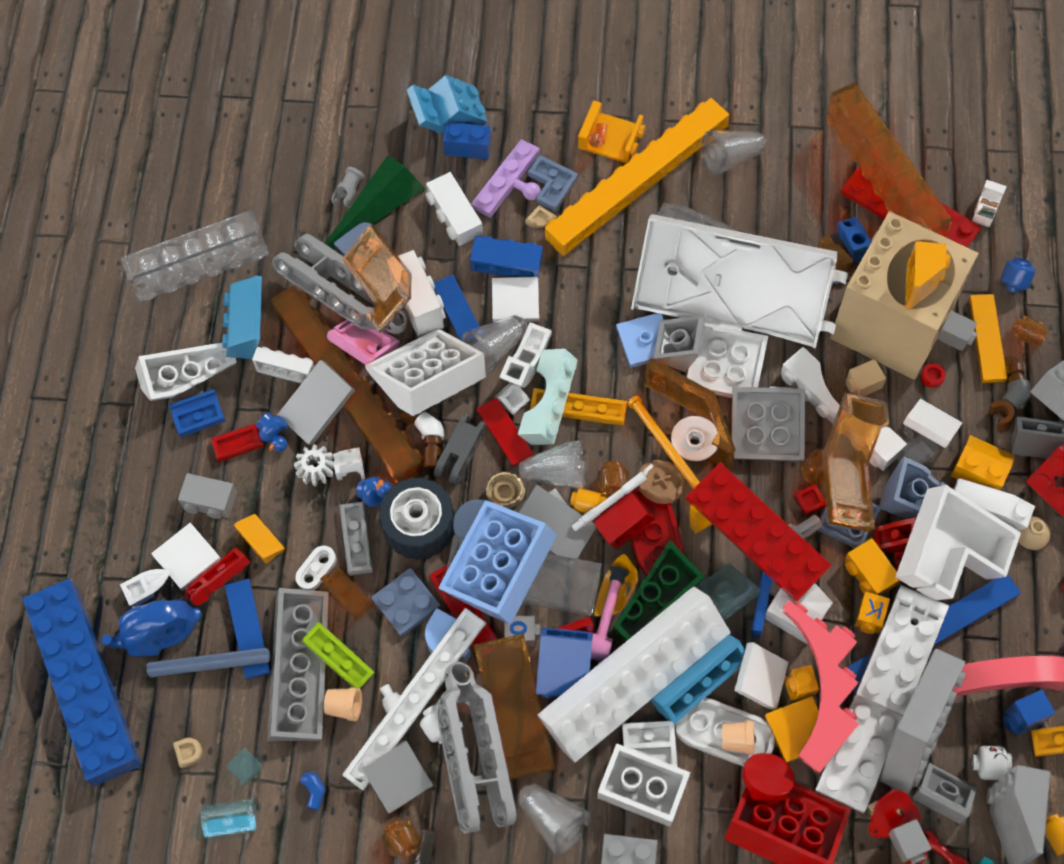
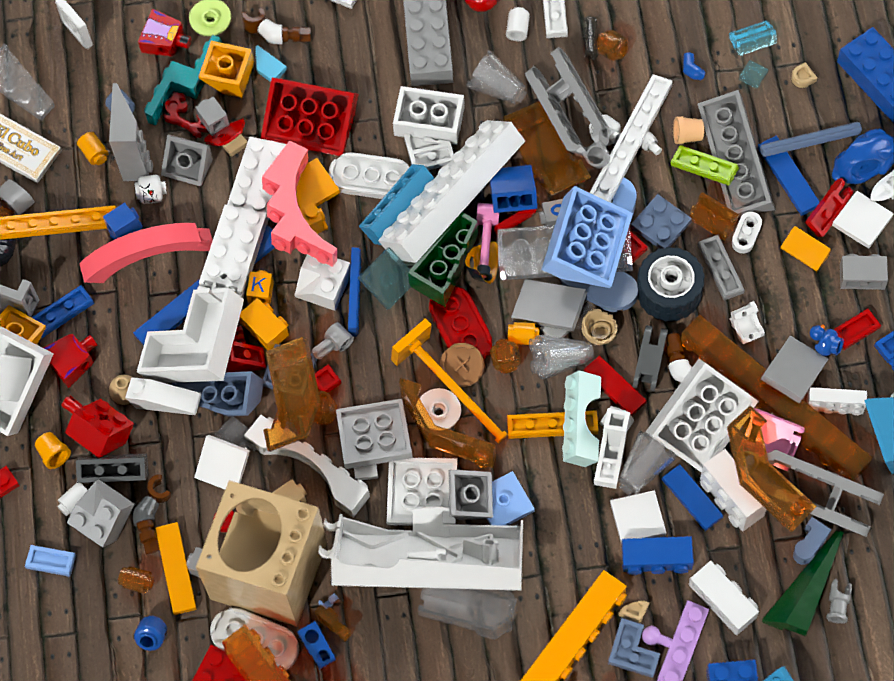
camera: 170 degrees right, 0 degrees up
(319, 457) = (777, 310): white gear -> none
(372, 490) = (716, 303): blue animal -> none
(397, 776) = (627, 86): light grey tile -> none
(623, 520) = (488, 318): red brick -> none
(626, 489) = (487, 336): white piece -> none
(738, 737) = (357, 162): light nougat piece -> none
(758, 532) = (368, 313): red plate -> none
(761, 676) = (346, 215): white tile -> none
(768, 777) = (330, 140): red tile -> none
(923, 722) = (212, 180): light grey brick -> none
(925, 271) = (245, 515): light orange slope -> none
(983, 464) = (171, 439): light orange slope -> none

